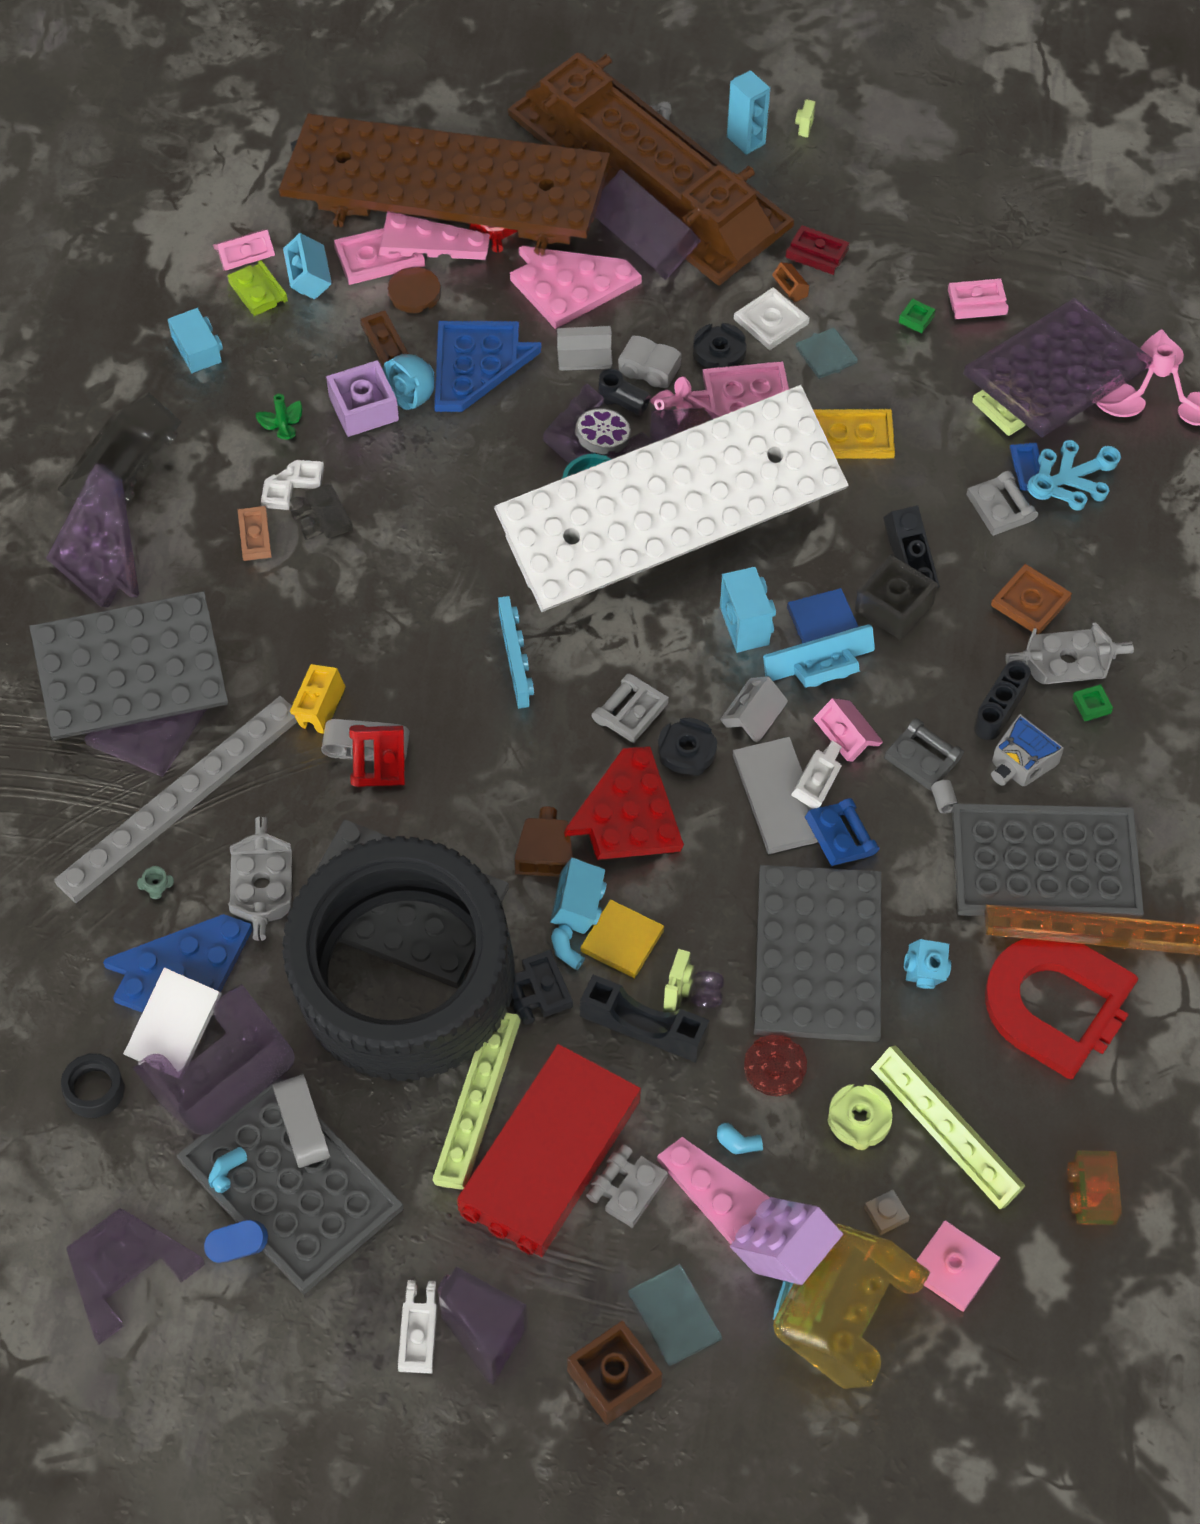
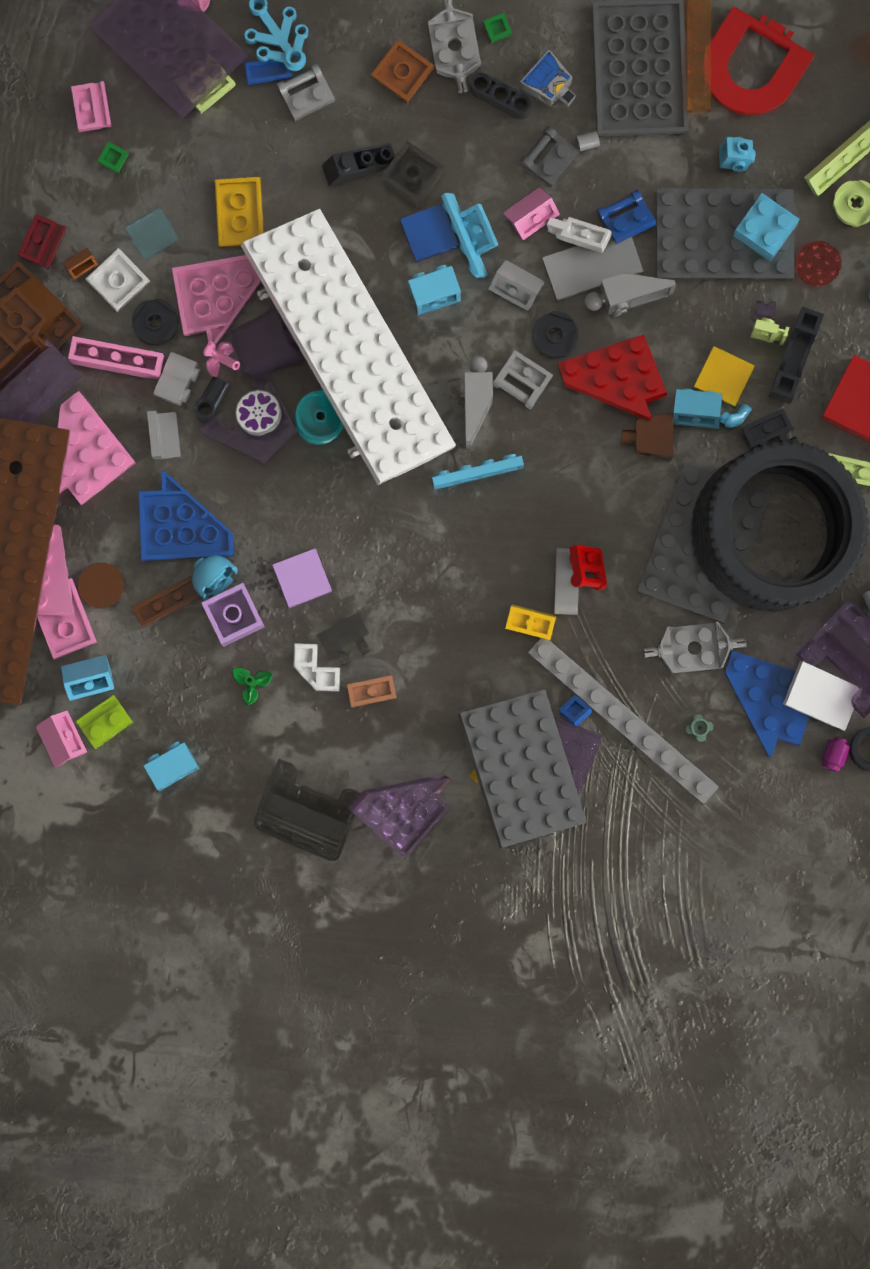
camera: 90 degrees left, 25 degrees up
(92, 1037) = (835, 754): none -> magenta brick
(197, 740) = (575, 711): none -> blue plate
(401, 474) = (302, 578): none -> lavender tile
(598, 645) = (478, 395): none -> light grey slope
(676, 300) = (116, 358): none -> bright pink brick
(735, 816) = (628, 291): none -> light grey slope
(822, 985) = (766, 227): none -> medium azure brick

